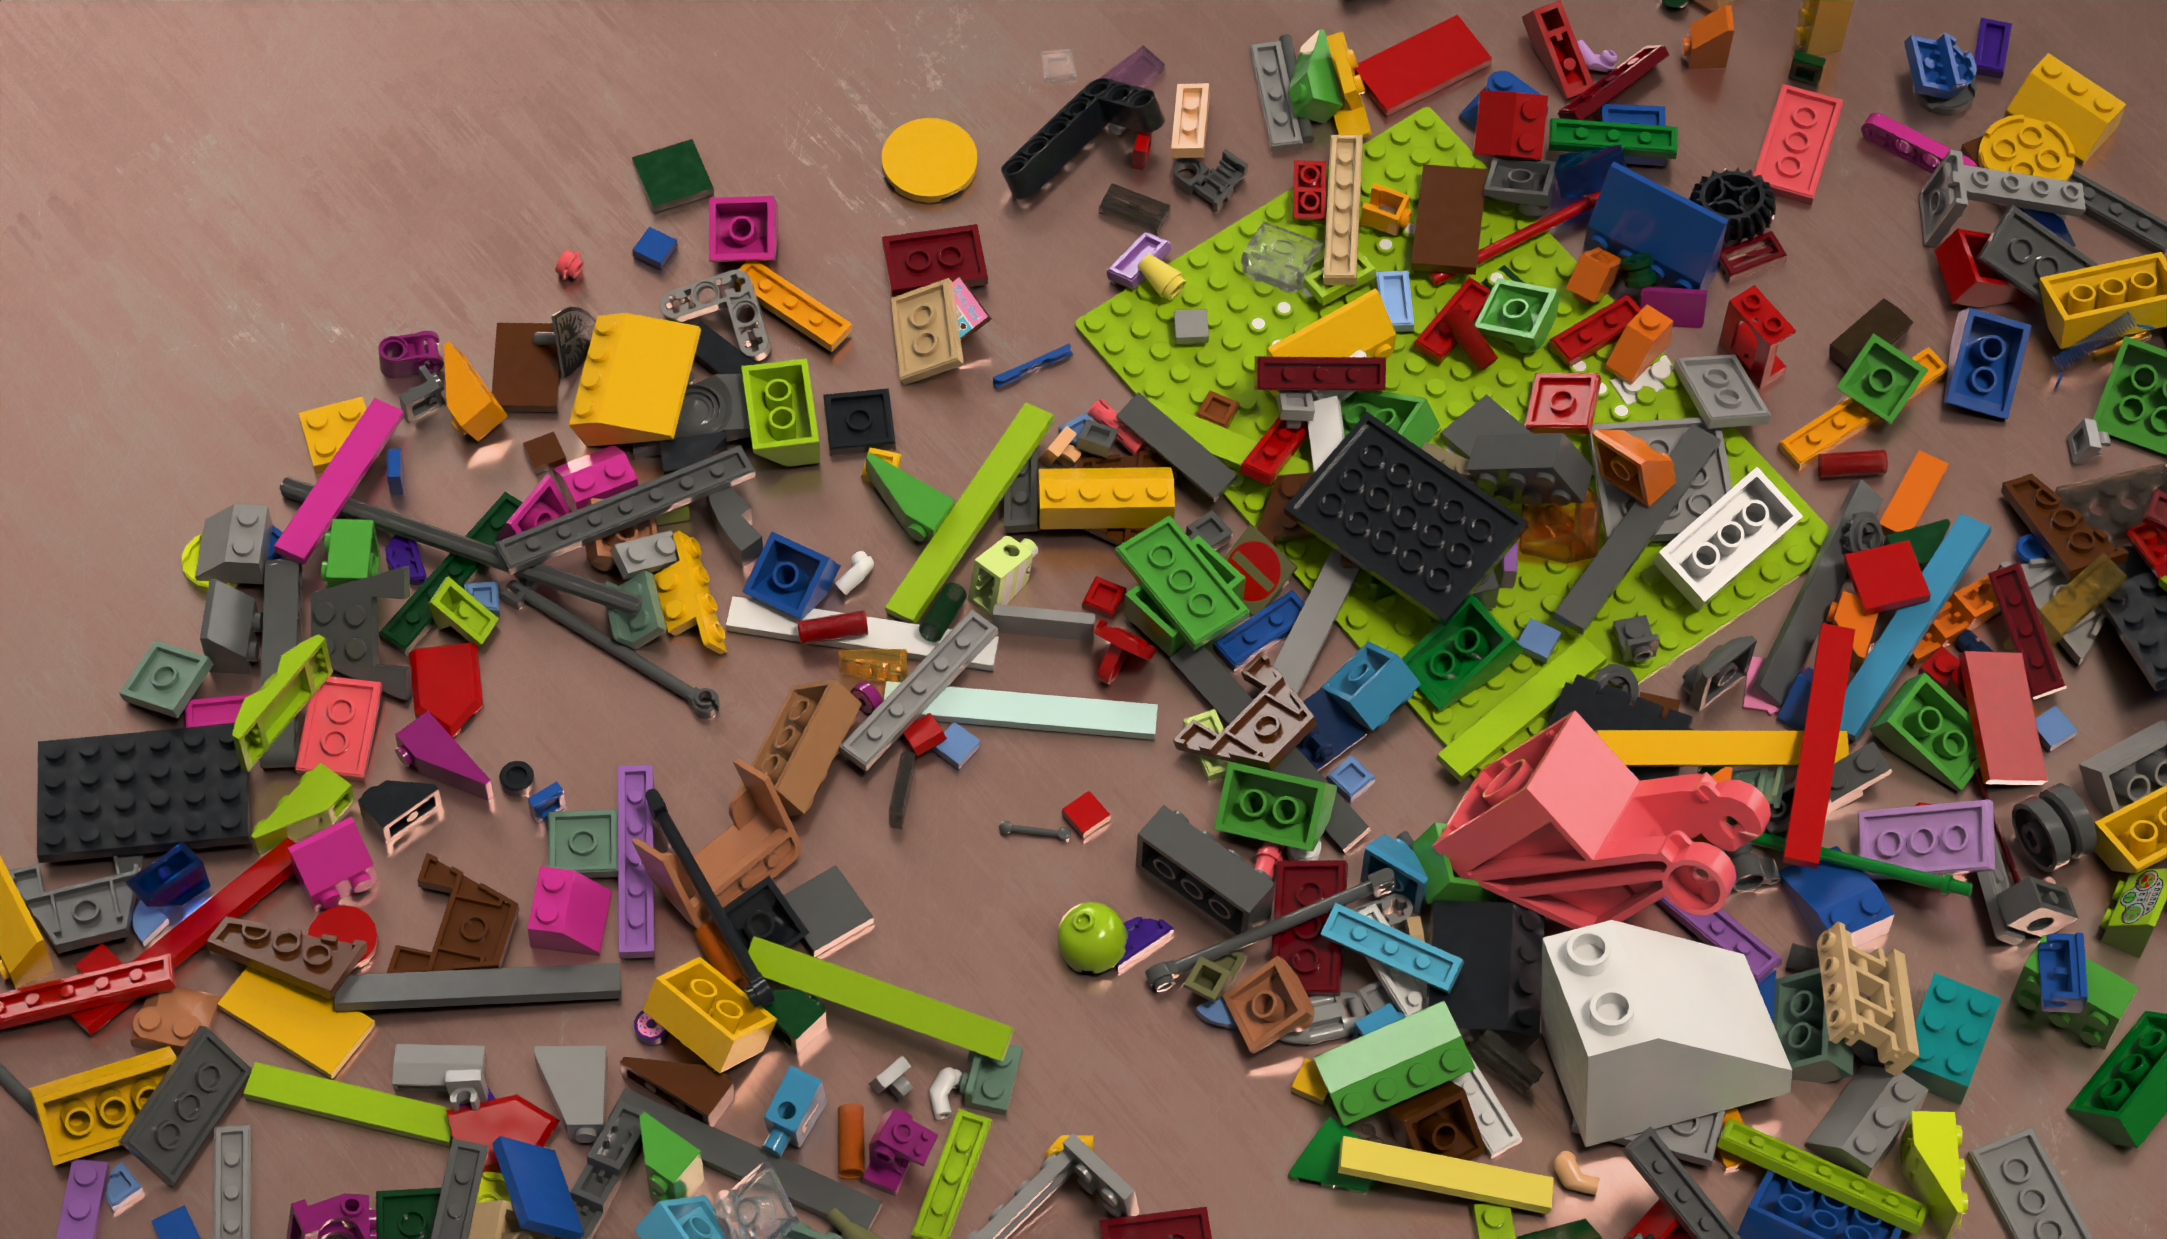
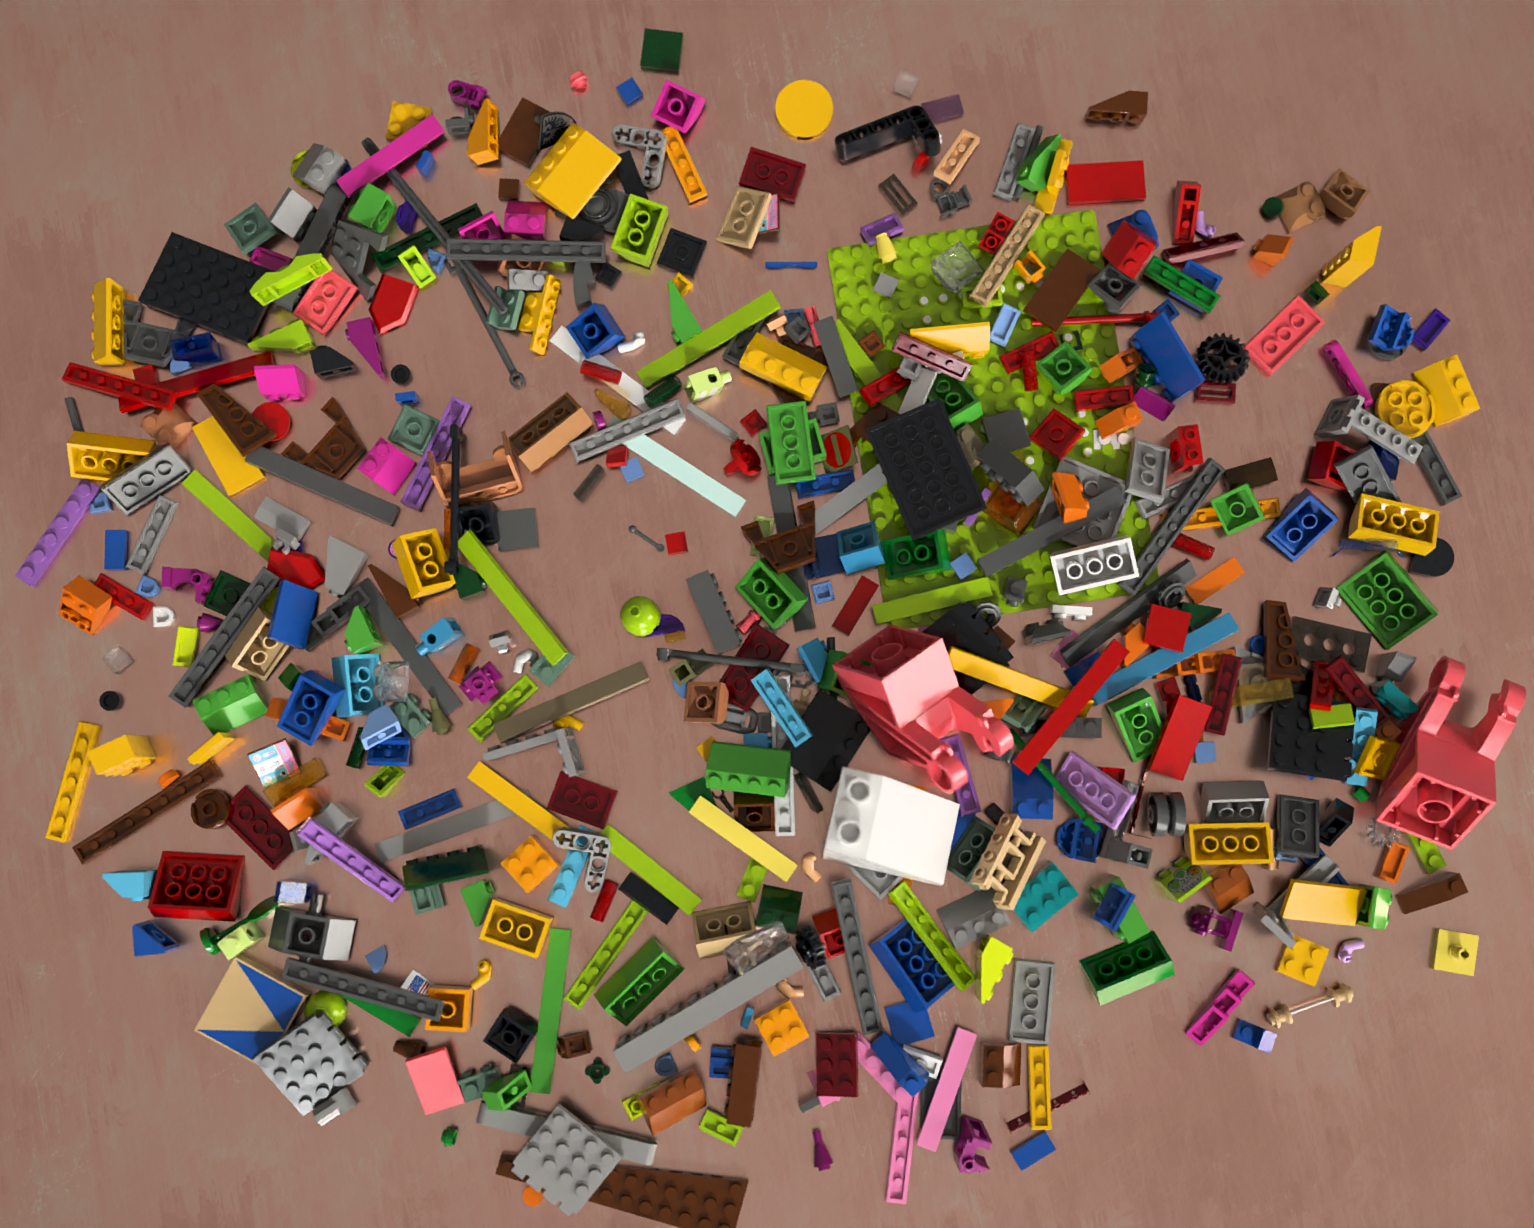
camera: 25 degrees right, 25 degrees up
(765, 500) = (608, 275): none -> black tile
(1055, 1114) = (570, 702): none -> dark tan tile
(1164, 942) = (674, 637): none -> clear yellow tile
(1411, 774) = (855, 605): none -> red tile
(1586, 170) = (1155, 299): clear blue slope -> none
(1742, 624) = (1062, 611): none -> white plate
(1784, 406) = (1172, 493): none -> light grey tile
(1805, 446) = (1173, 524): none -> dark grey tile
(1953, 933) = (1079, 840): none -> blue slope

